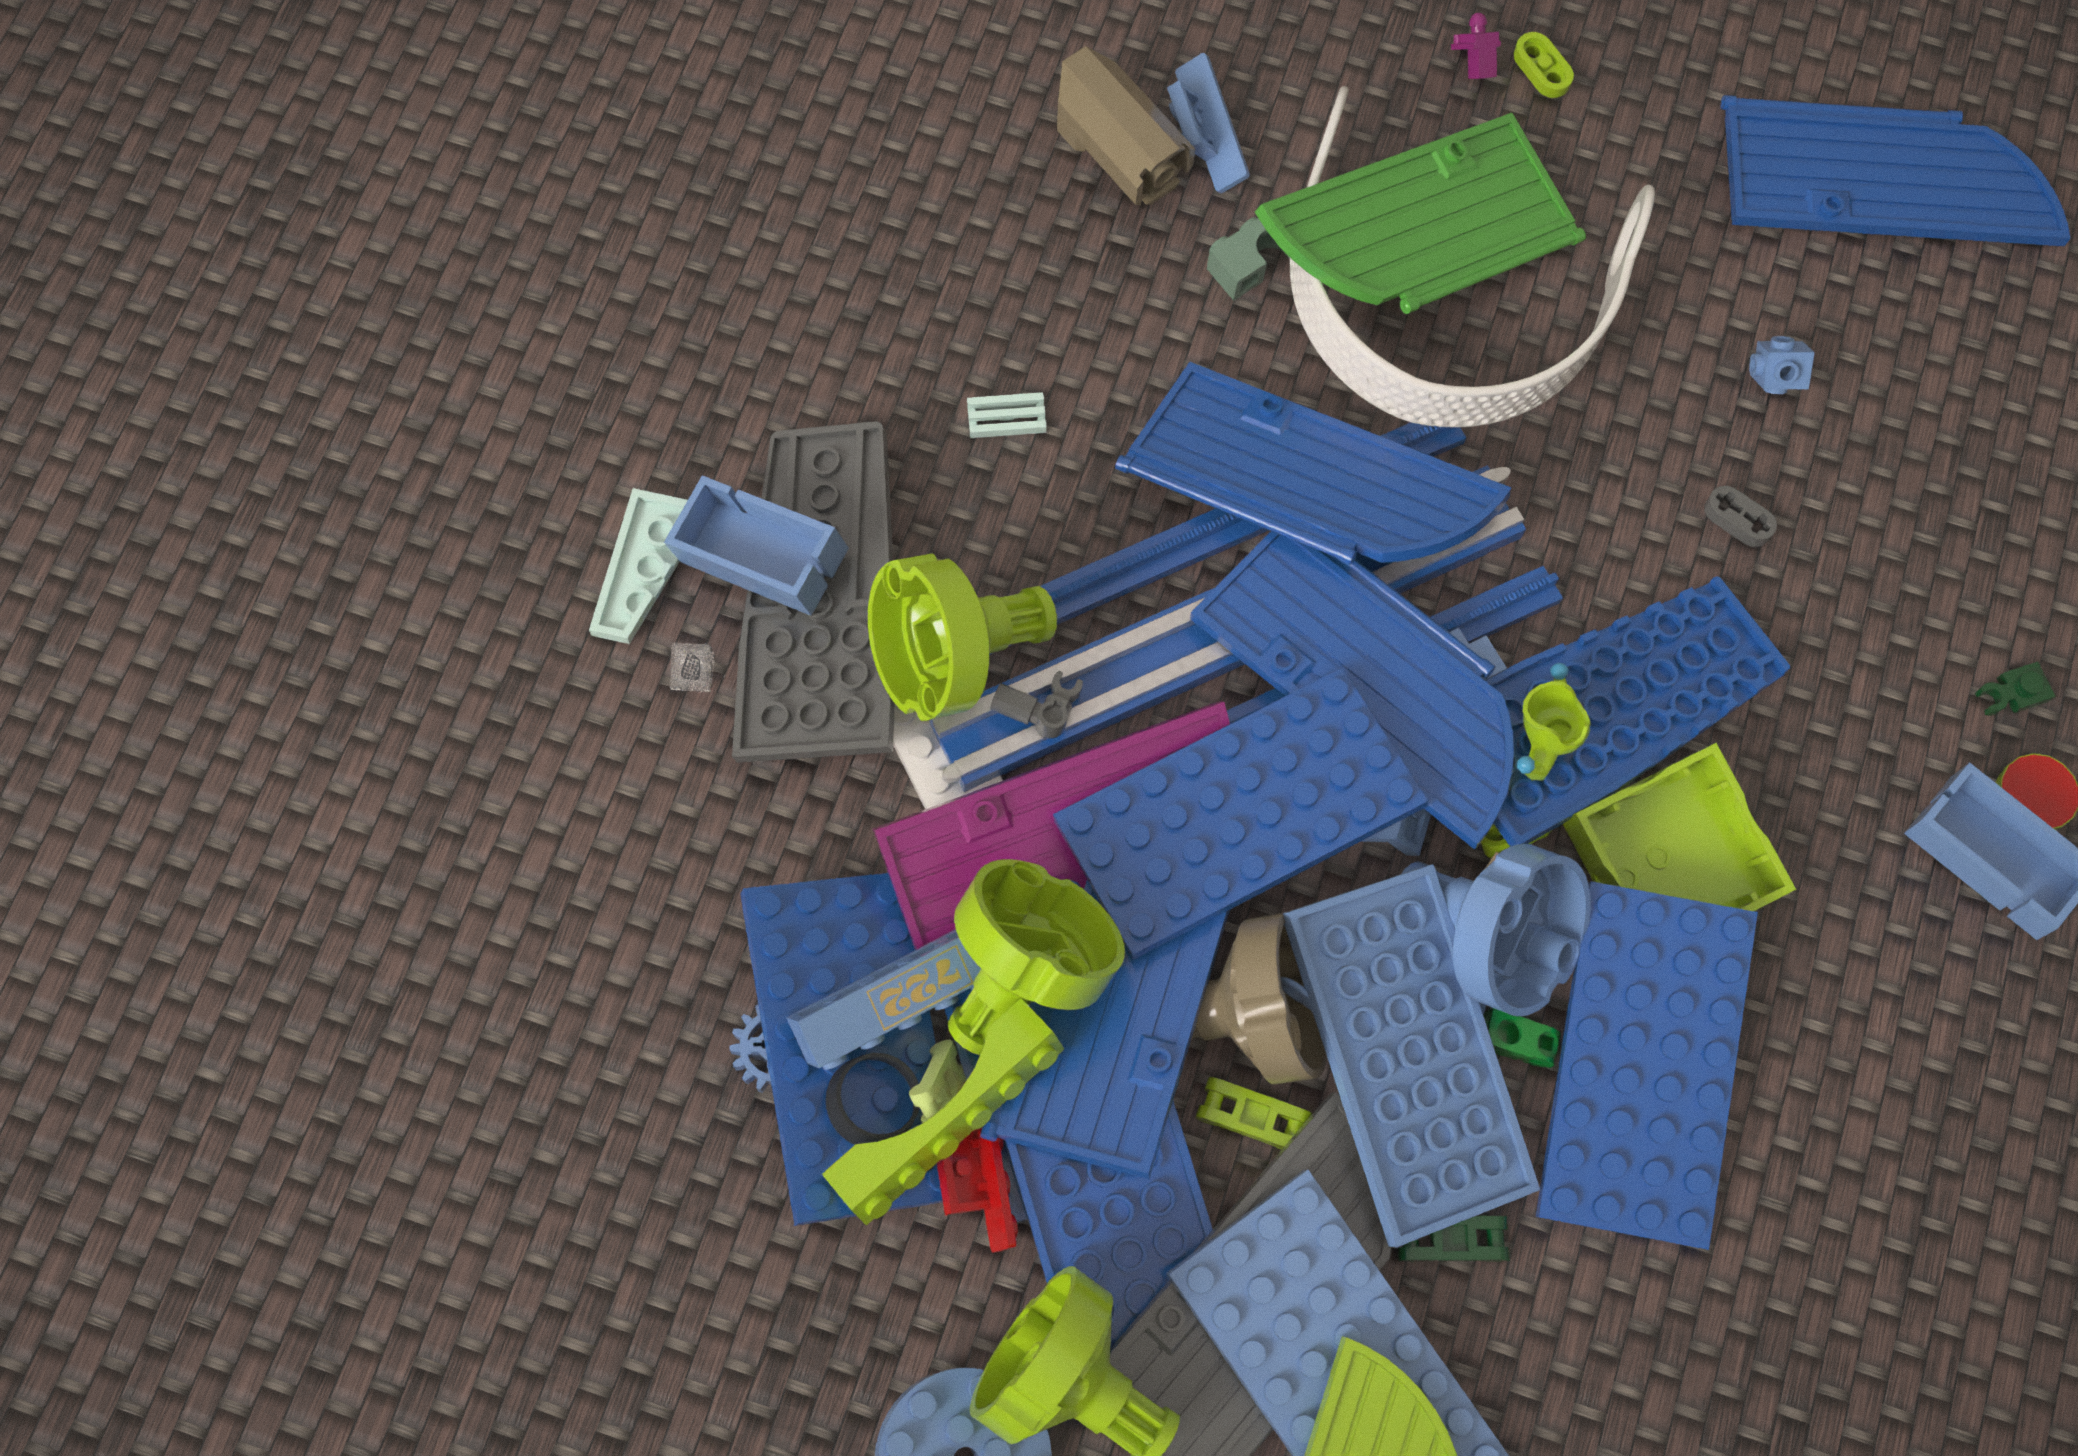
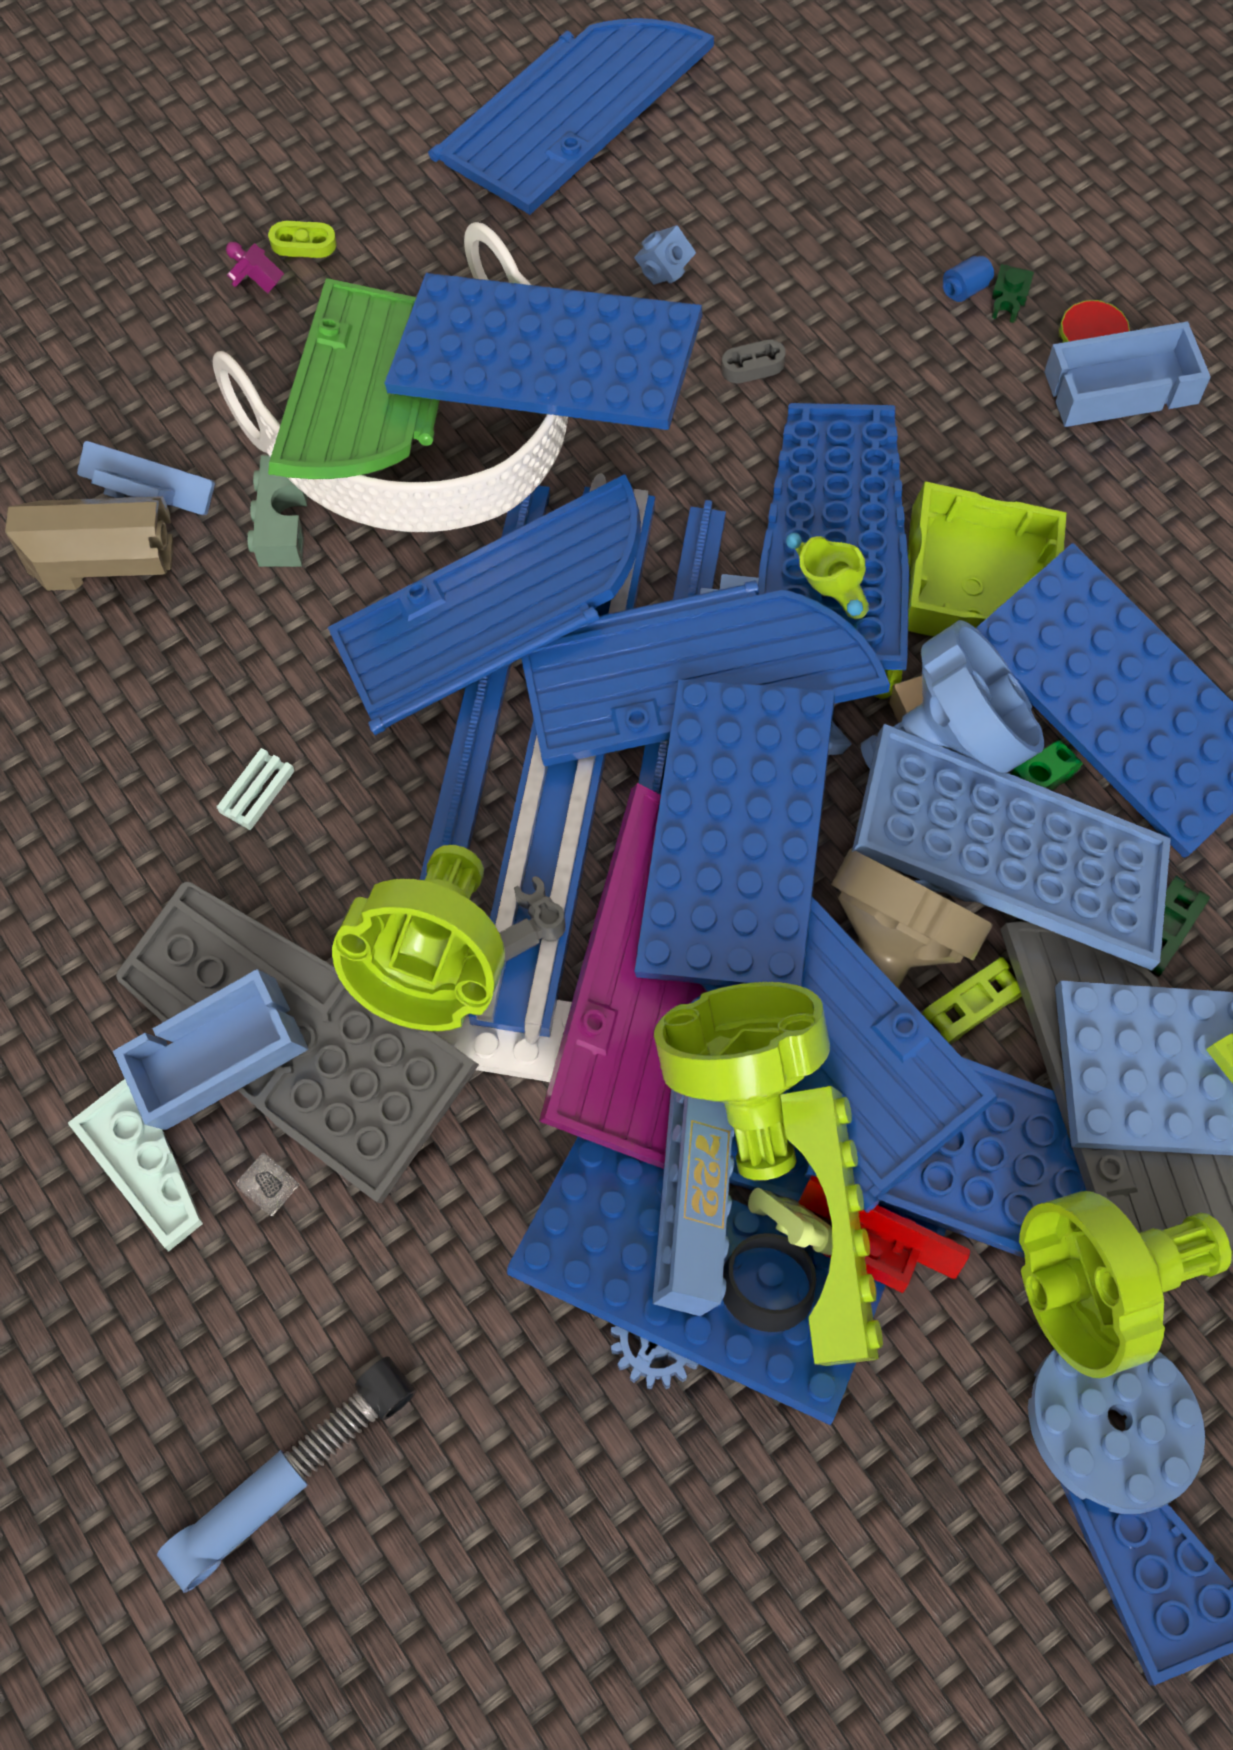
camera: 50 degrees left, 5 degrees down
(391, 822) = (200, 1547): none -> piece
(1569, 338) = (545, 350): none -> blue plate
(1994, 641) = (967, 278): none -> blue brick

